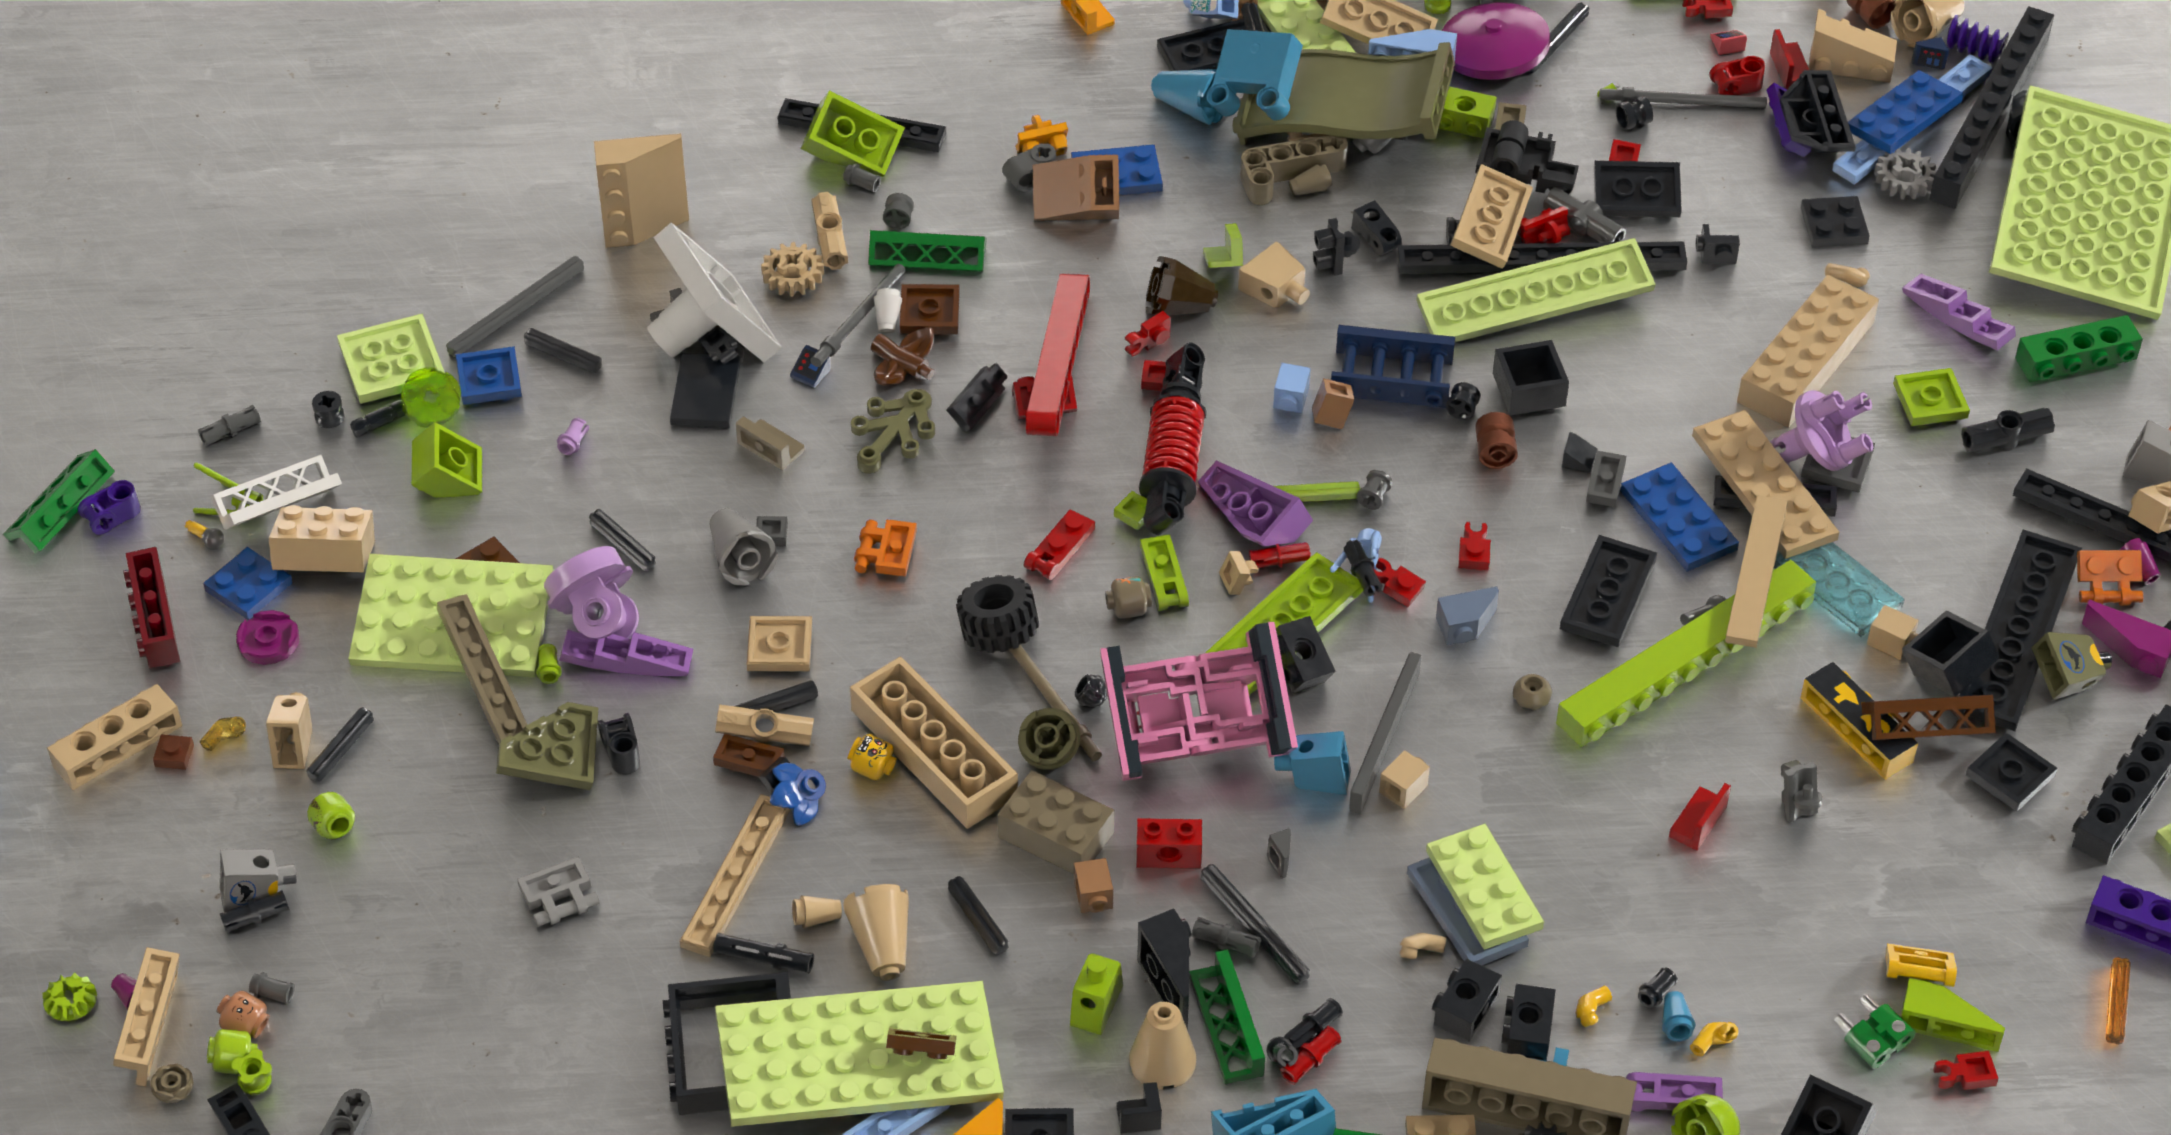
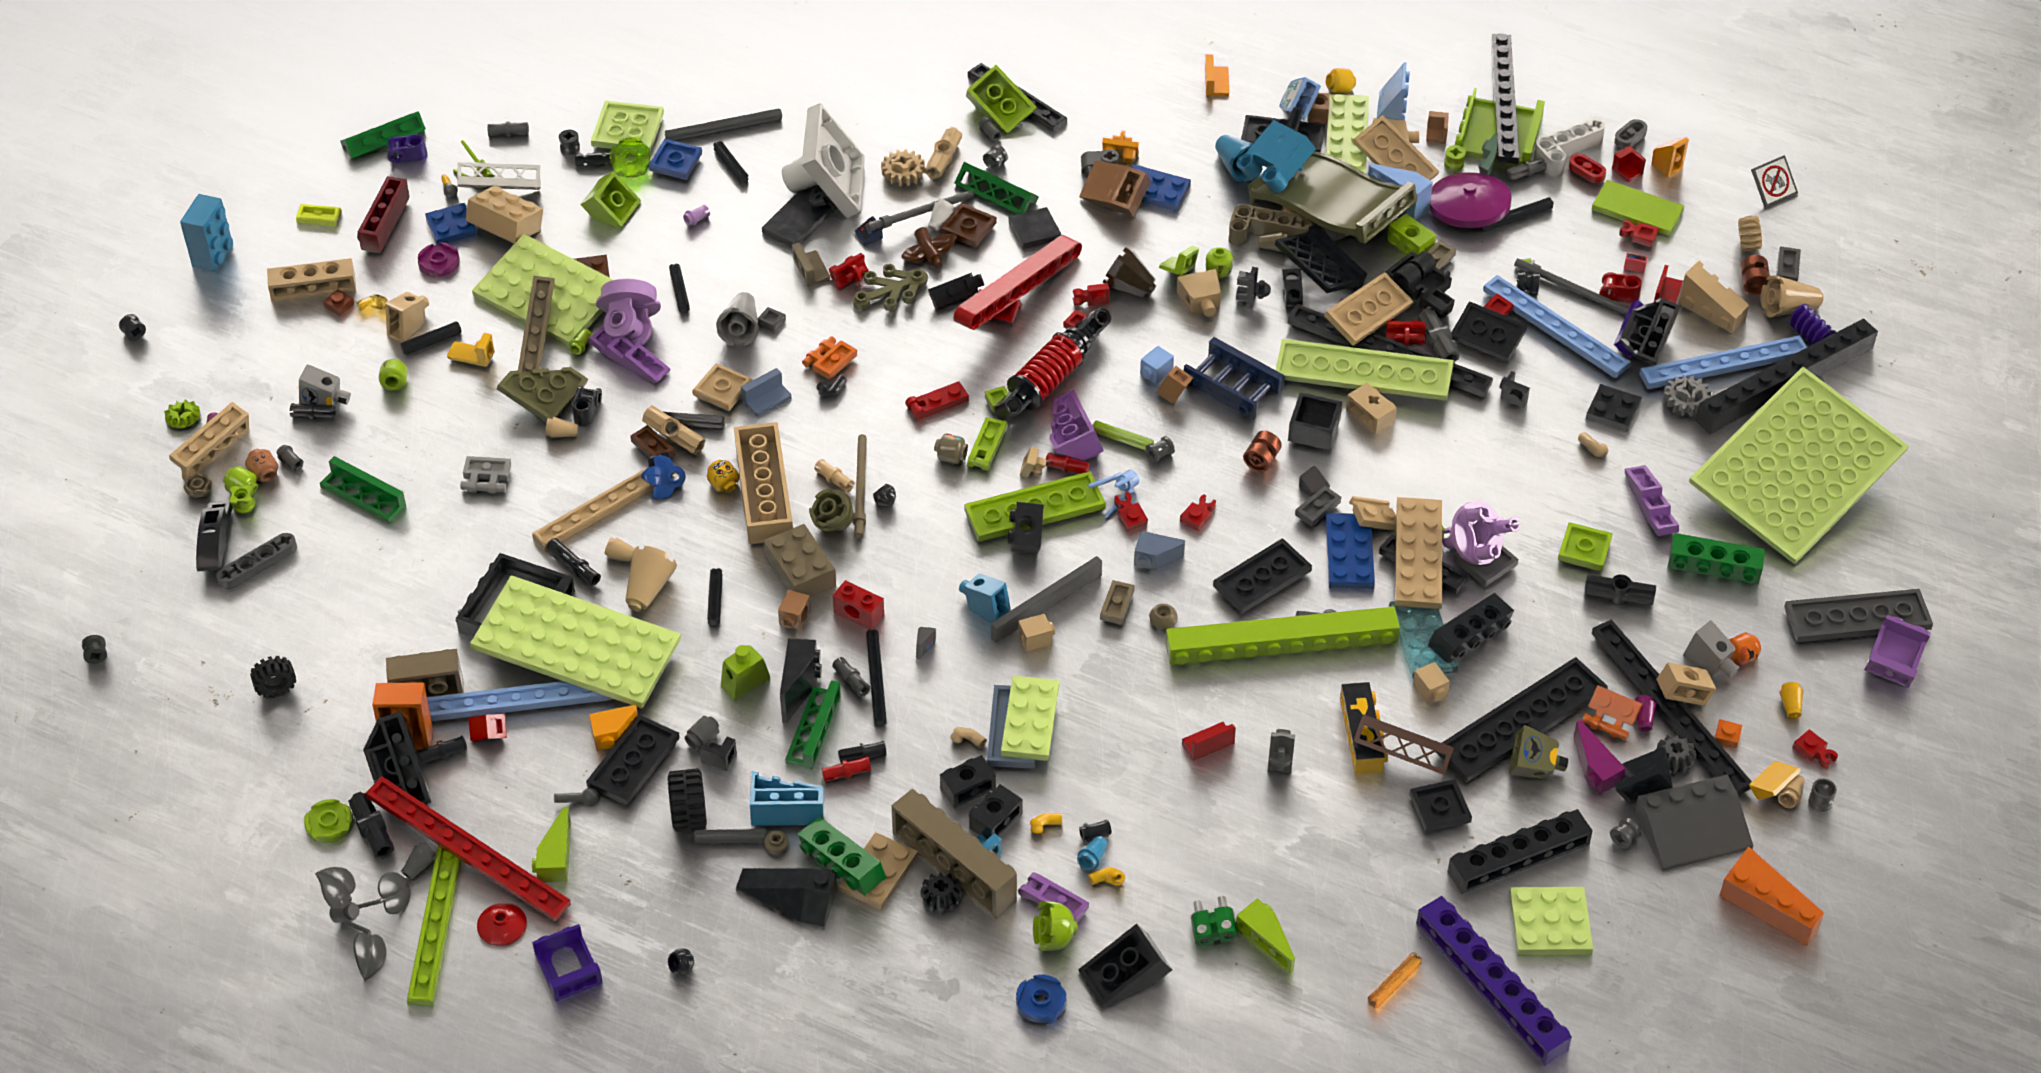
camera: 30 degrees right, 0 degrees up
(53, 650) = (318, 215): none -> neon yellow tile
(403, 975) = (370, 486): none -> green fence
(414, 741) = (476, 354): none -> yellow bracket
(610, 788) = (560, 428): none -> tan cone
(640, 187) = (835, 77): tan slope -> none
(828, 427) = (850, 270): none -> red hips
(840, 628) = (765, 392): none -> sand blue panel
(907, 1041) = (614, 653): reddish brown plate -> none
(919, 587) = (833, 389): none -> black arm
(997, 613) = (860, 423): black tyre -> none
(1009, 694) = (834, 475): none -> tan pin
(1011, 279) = (1034, 227): none -> black tile
(1100, 1094) = (702, 732): none -> dark grey brick
(1163, 1048) = (757, 722): tan cone -> none
(1222, 700) = (905, 526): bright pink container -> none
(1268, 229) = (1221, 260): none -> lime head
(1277, 1046) = (833, 756): black pin -> none
(1362, 567) = (1108, 492): black axle -> none
(1401, 175) = (1328, 254): none -> black fence
(1463, 401) = (1262, 418): black wheel -> none
(1468, 698) = (1117, 602): none -> dark tan plate
(1578, 335) = (1371, 408): none -> tan brick
(1678, 460) = (1373, 513): none -> tan plate
(1706, 152) = (1558, 327): none -> light blue plate
(1756, 571) = (1360, 602): tan tile -> none
(1807, 349) = (1525, 478): tan brick -> none
(1892, 547) = (1471, 628): none -> black brick
(1904, 111) = (1716, 354): blue plate -> none
(1920, 964) = (1274, 894): yellow plate -> none
(1930, 53) = (1771, 324): slope -> none
(1950, 653) = (1452, 711): black piece -> none
(1971, 1069) = (1257, 976): red plate -> none

